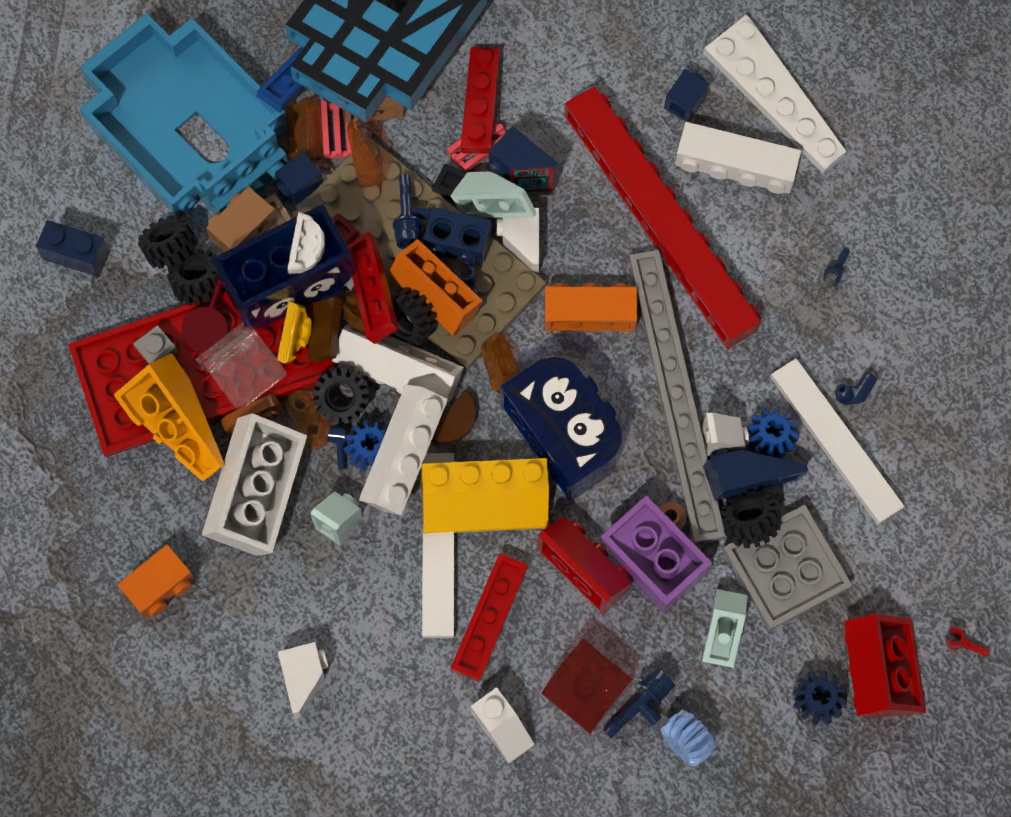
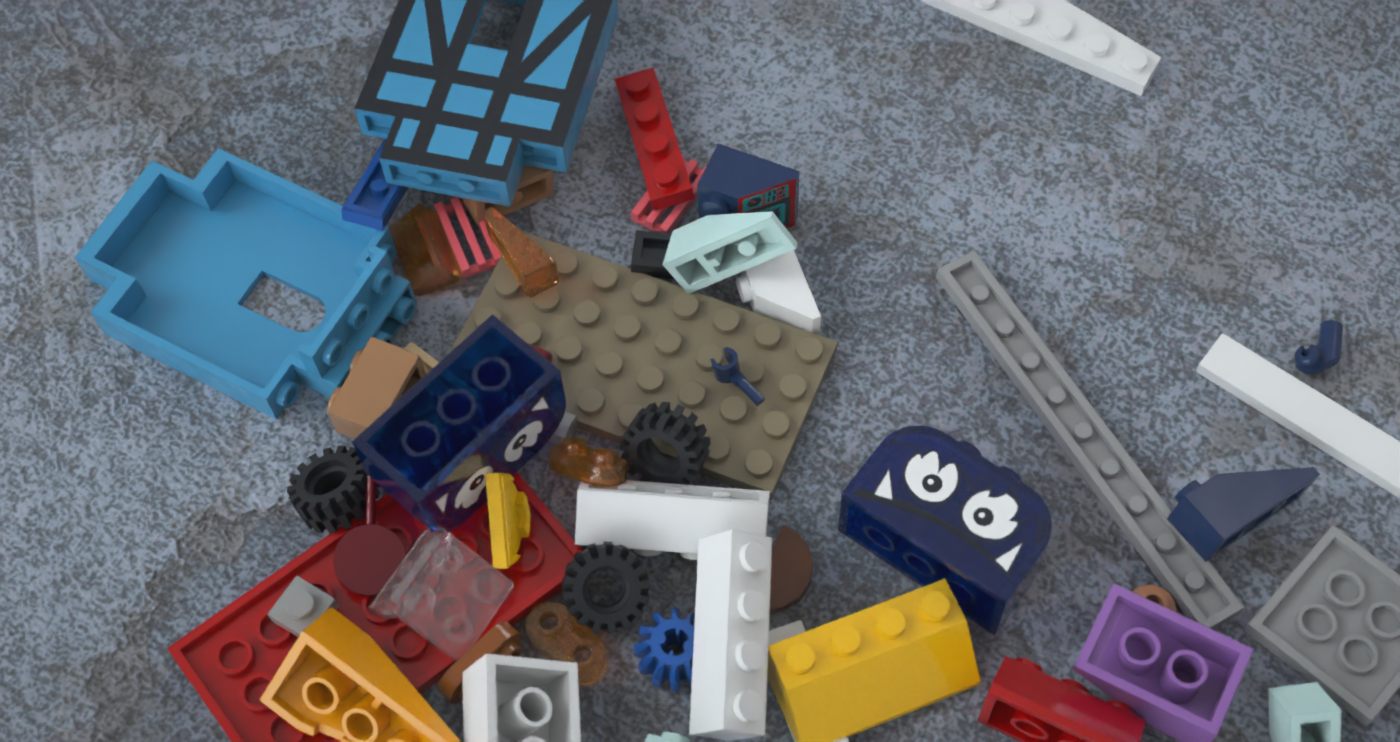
camera: 15 degrees left, 10 degrees down
(72, 248) = (134, 508): dark blue brick -> none
(167, 241) = (275, 453): black tyre -> none
(298, 179) = (437, 312): dark blue brick -> none
(307, 245) = (489, 376): white tile -> none
(325, 330) = (550, 502): reddish brown tile -> none
(337, 435) = (620, 651): dark blue hand -> none
(372, 289) = (605, 423): red plate -> none
(409, 224) = (619, 319): dark blue piece -> none
(422, 271) = (716, 394): orange brick -> none
(460, 229) = (692, 303): dark blue brick -> none
(498, 361) = (816, 470): clear orange plate -> none
(590, 307) = (913, 356): orange brick -> none
(662, 218) = (963, 212): red brick -> none
(686, 95) = (925, 52): dark blue brick -> none
(723, 432) = (1174, 462): white slope -> none
(737, 158) = (1026, 106): white brick -> none
(755, 530) = (1276, 588): black tyre -> none
(777, 424) = (1257, 441): blue gear -> none
(837, 267) = (1218, 204): dark blue hand -> none

